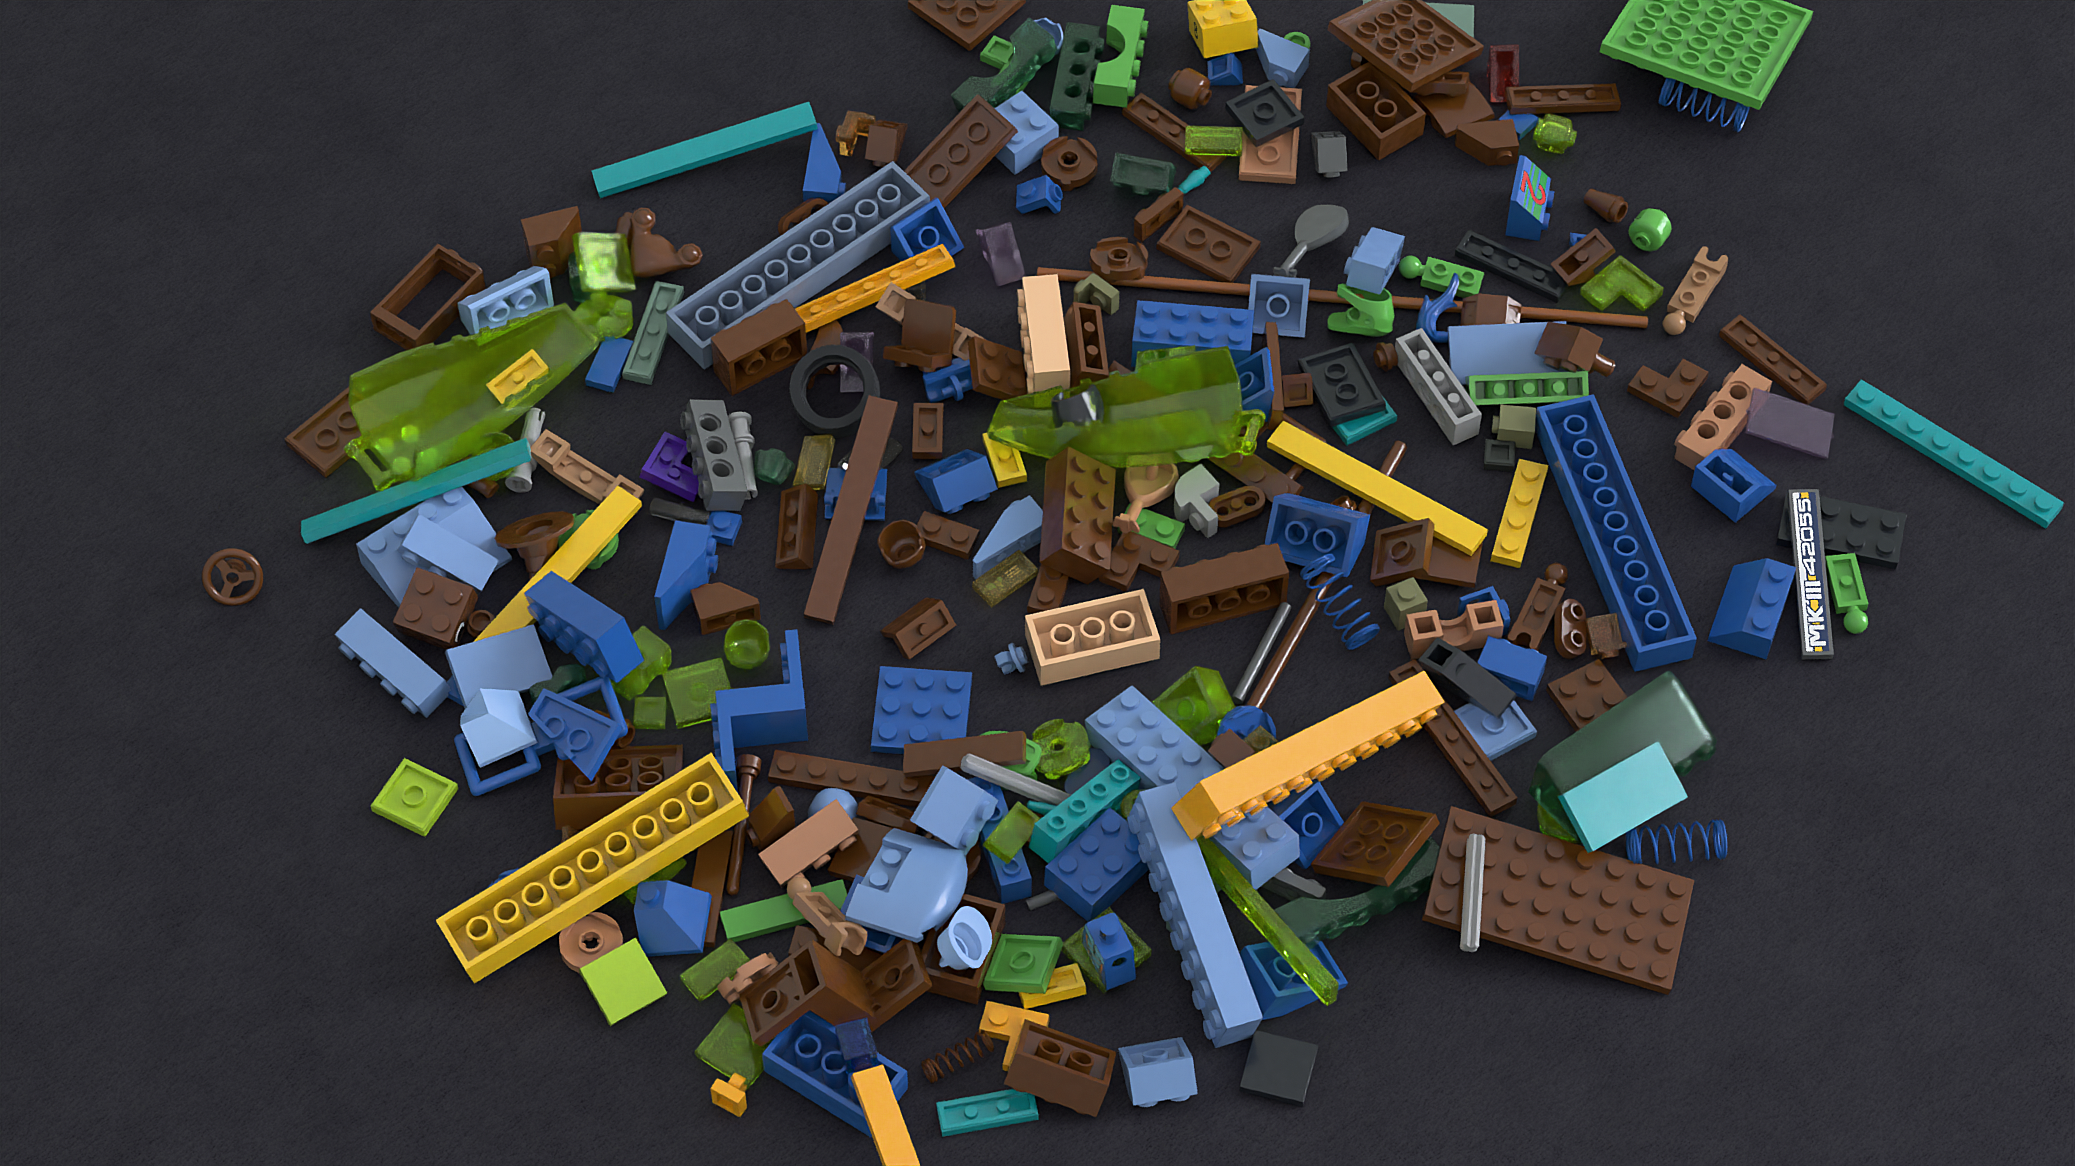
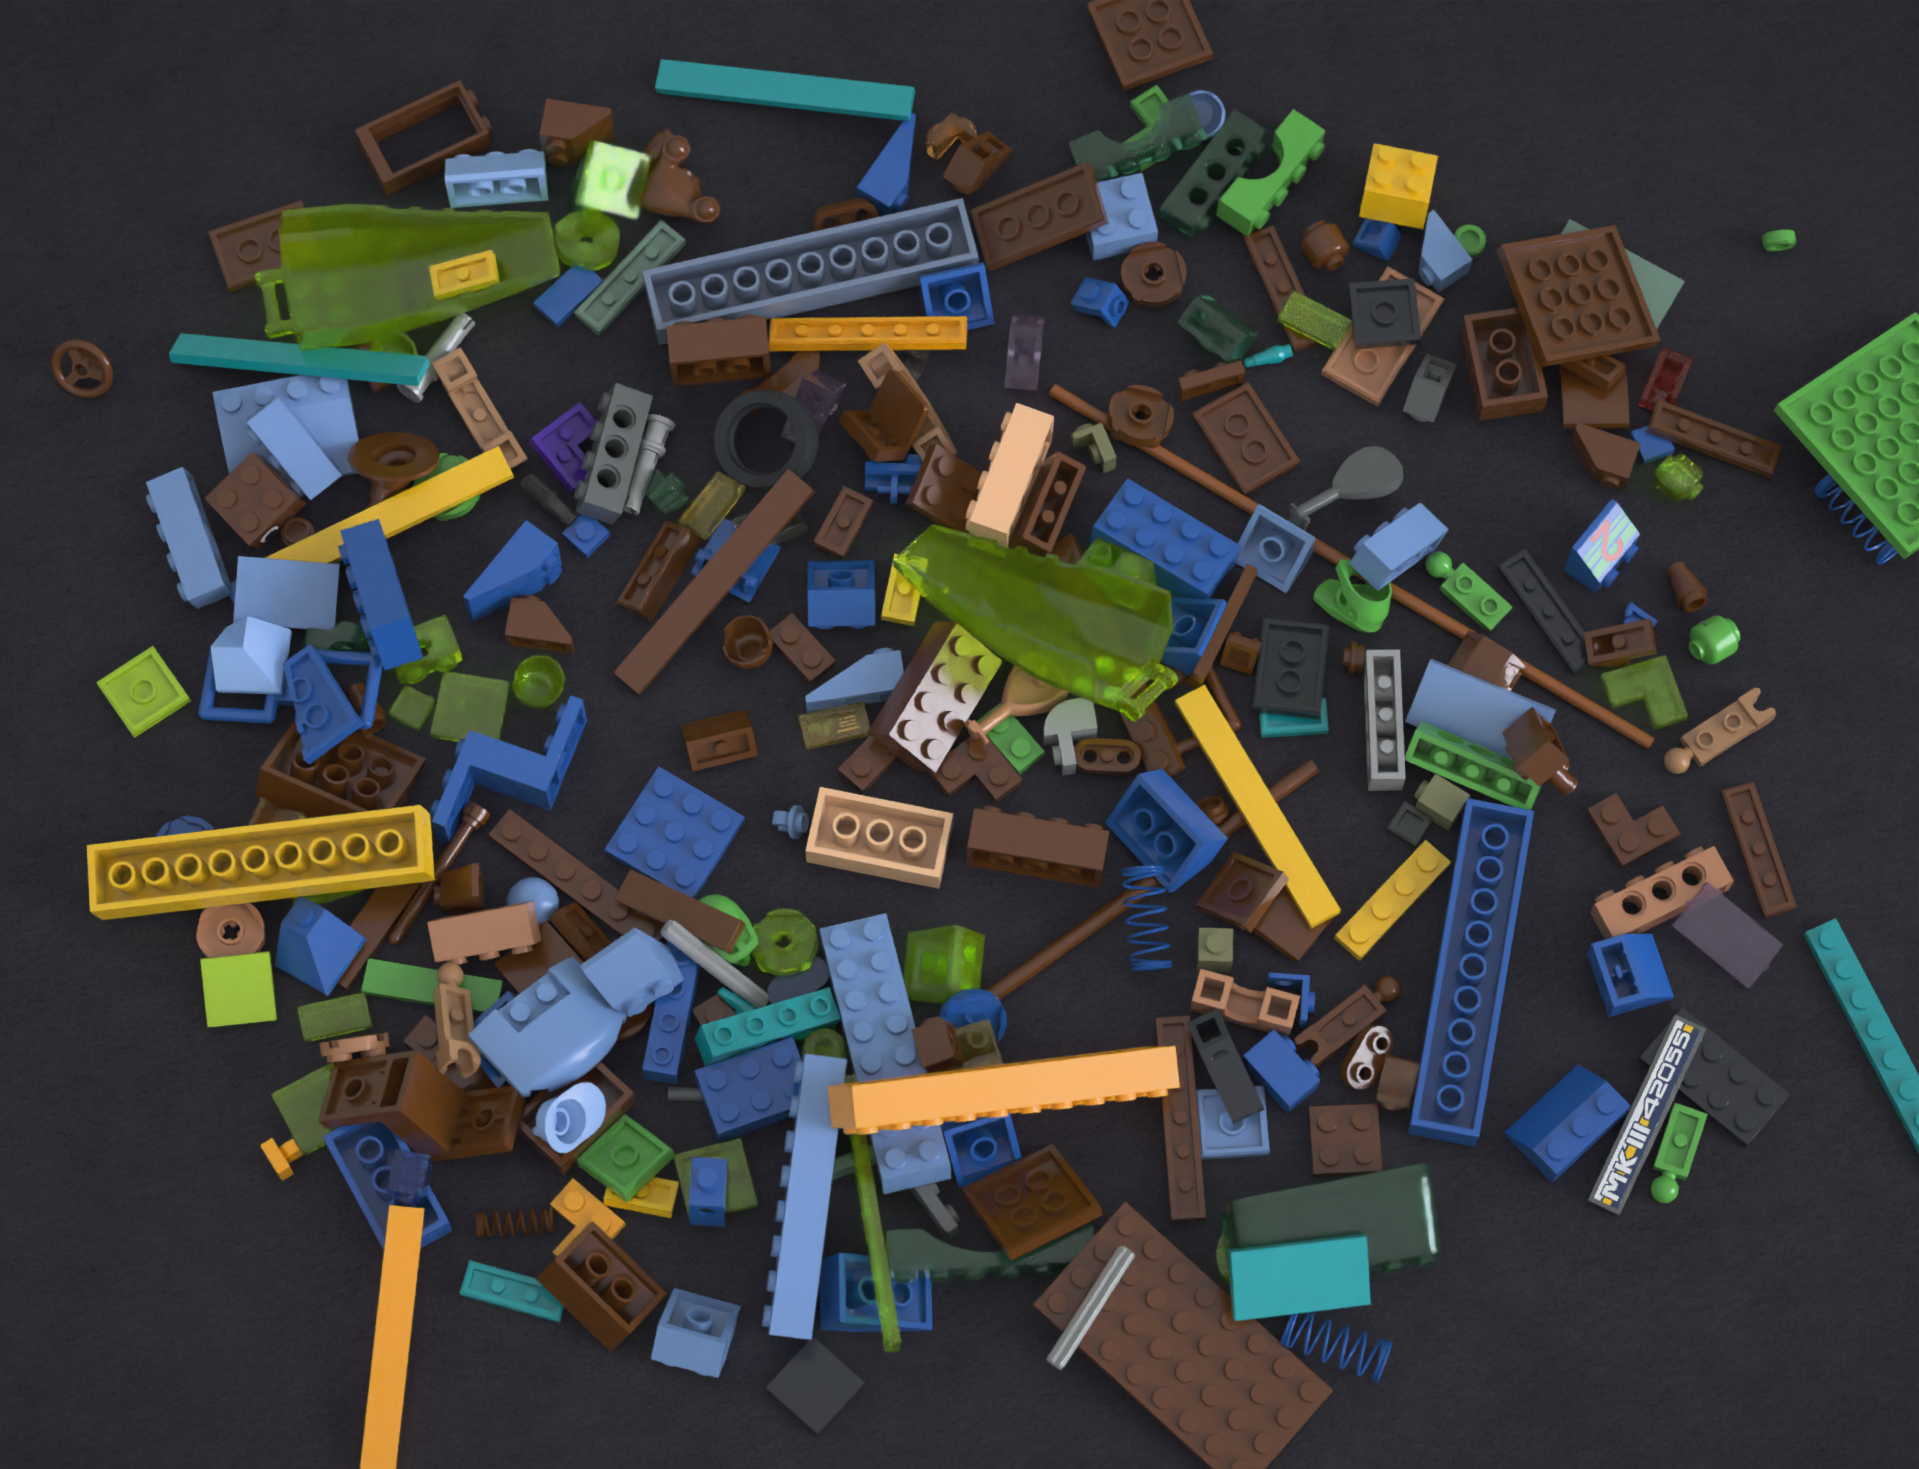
camera: 25 degrees right, 15 degrees up
(1012, 833) = (680, 1020): clear neon green tile -> none
(1079, 408) = (994, 588): black piece -> none
(1261, 653) = (1044, 931): dark grey bar -> none
(1432, 309) = (1430, 627): blue piece -> none

